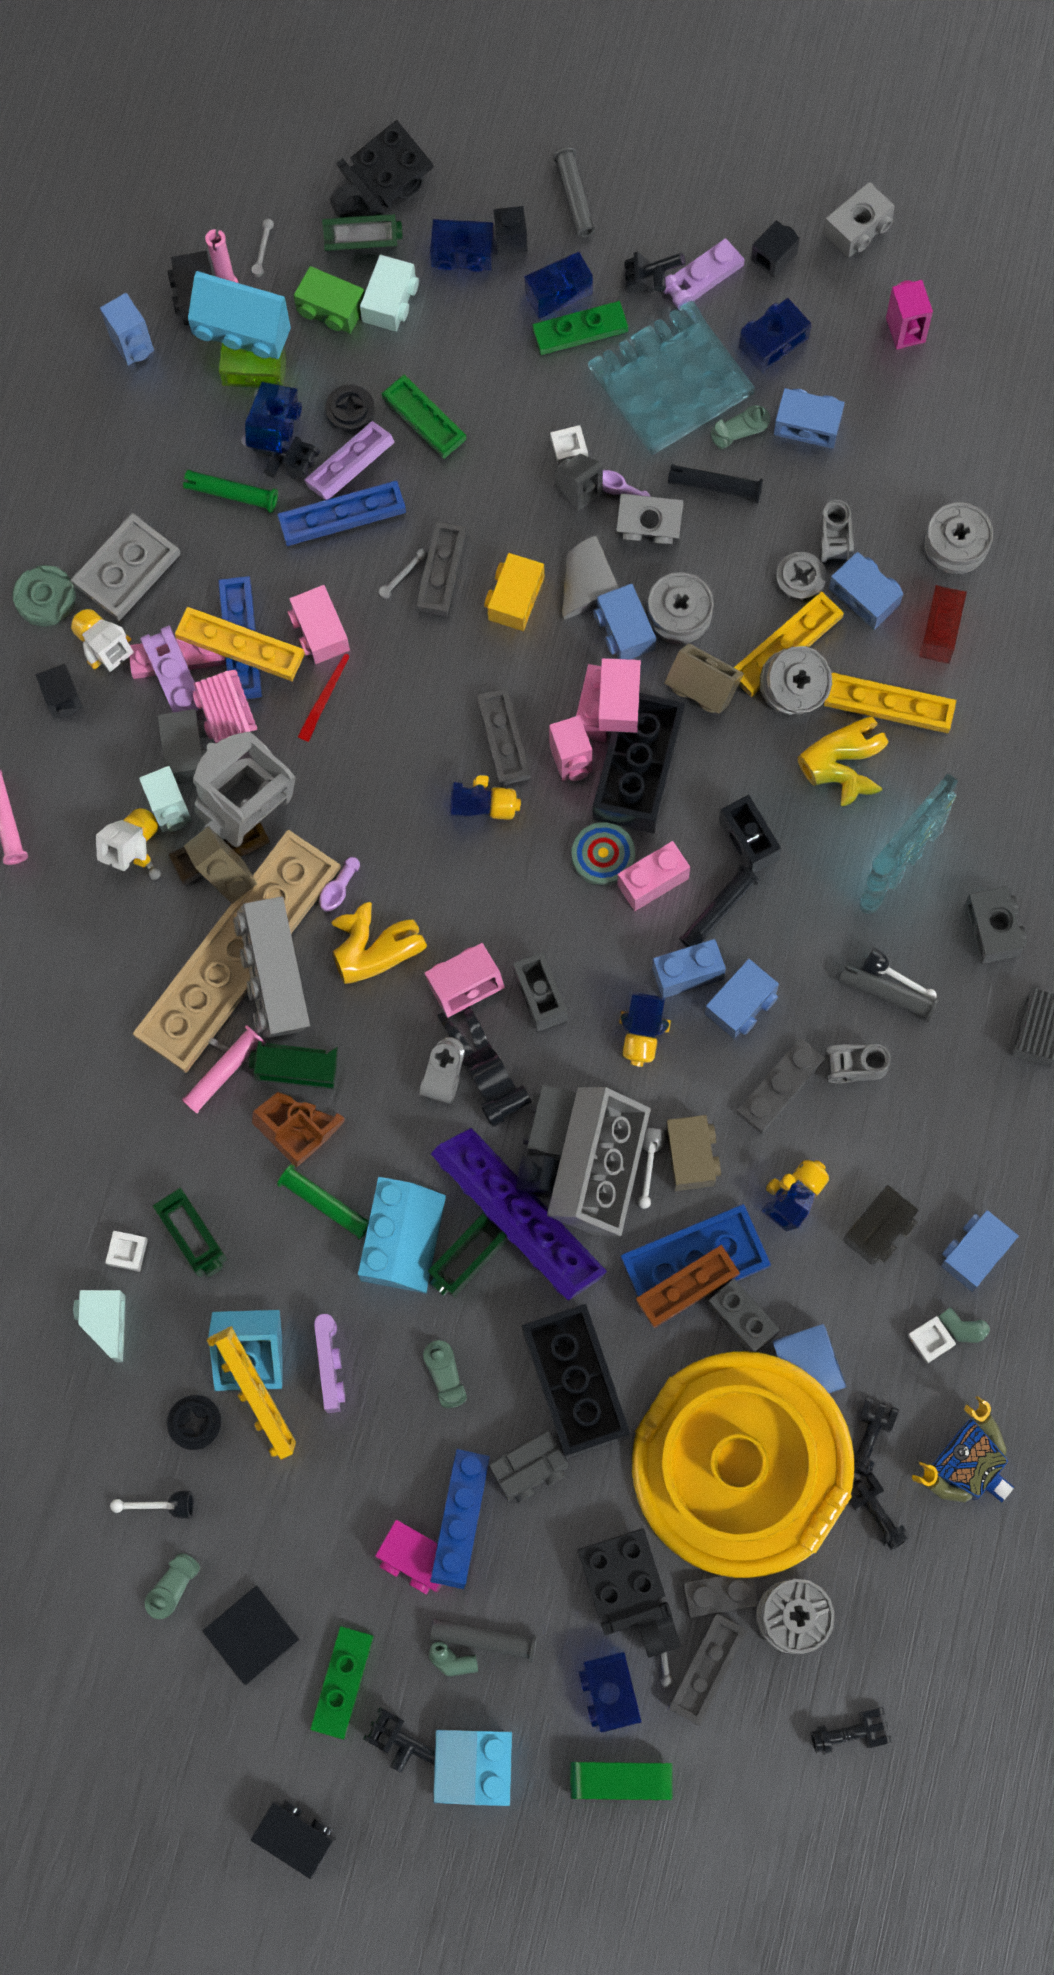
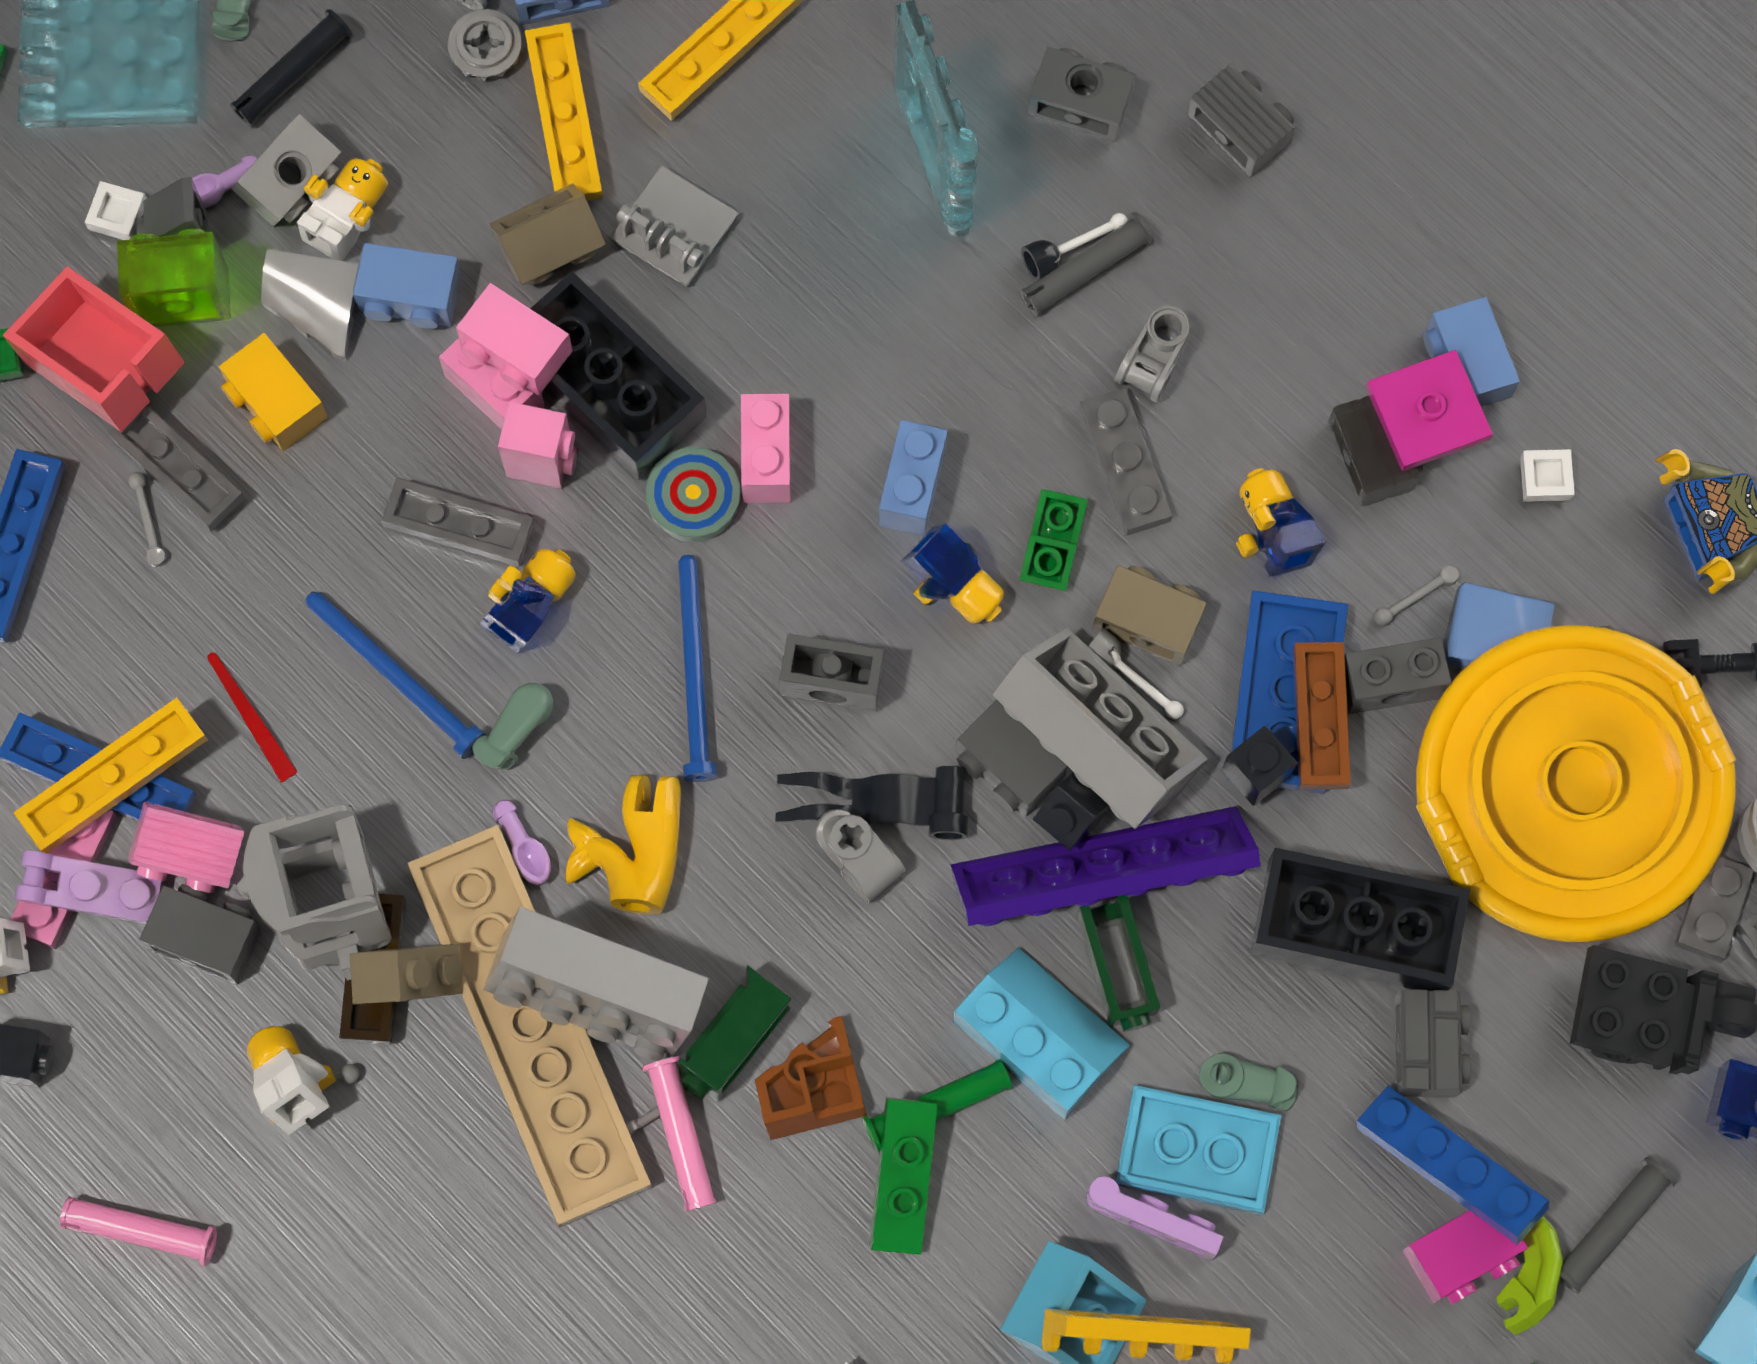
camera: 65 degrees left, 0 degrees up
(165, 799) = (266, 994): light aqua brick -> none
(190, 1233) = (877, 1300): dark green window -> none
(270, 1206) = (903, 1176): none -> green plate
(319, 624) = (148, 663): bright pink brick -> none
(380, 818) = (396, 675): none -> blue bar
(387, 1367) = (1198, 1150): none -> medium azure tile
(416, 838) = (526, 709): none -> sand green piece
(419, 1611) = (1537, 1281): none -> lime piece
(442, 953) = (700, 767): none -> blue bar
(450, 1663) = (1619, 1286): sand green arm -> none
(464, 979) = (754, 756): bright pink brick -> none
(475, 482) = (94, 348): none -> coral piece
(544, 497) = (174, 278): none -> clear neon green brick
(631, 1266) = (1259, 765): none -> black brick
(645, 560) = (342, 209): none -> piece
(681, 591) = (429, 183): light grey wheel -> none
(704, 1072) = (1053, 540): none -> green slope
(719, 907) = (855, 397): black pin -> none
(742, 999) = (991, 438): medium blue brick -> none
(749, 834) = (788, 301): black brick -> none
(759, 745) = (673, 225): none -> light grey hinge
(813, 677) = (623, 128): light grey wheel -> none
(831, 1317) = (1448, 576): none -> light grey hinge
(847, 743) = (740, 122): yellow piece -> none
(876, 1422) = (1609, 601): black hinge -> none
(920, 1241) = (1429, 410): none -> dark pink plate
(964, 1330) = (1557, 431): sand green arm -> none

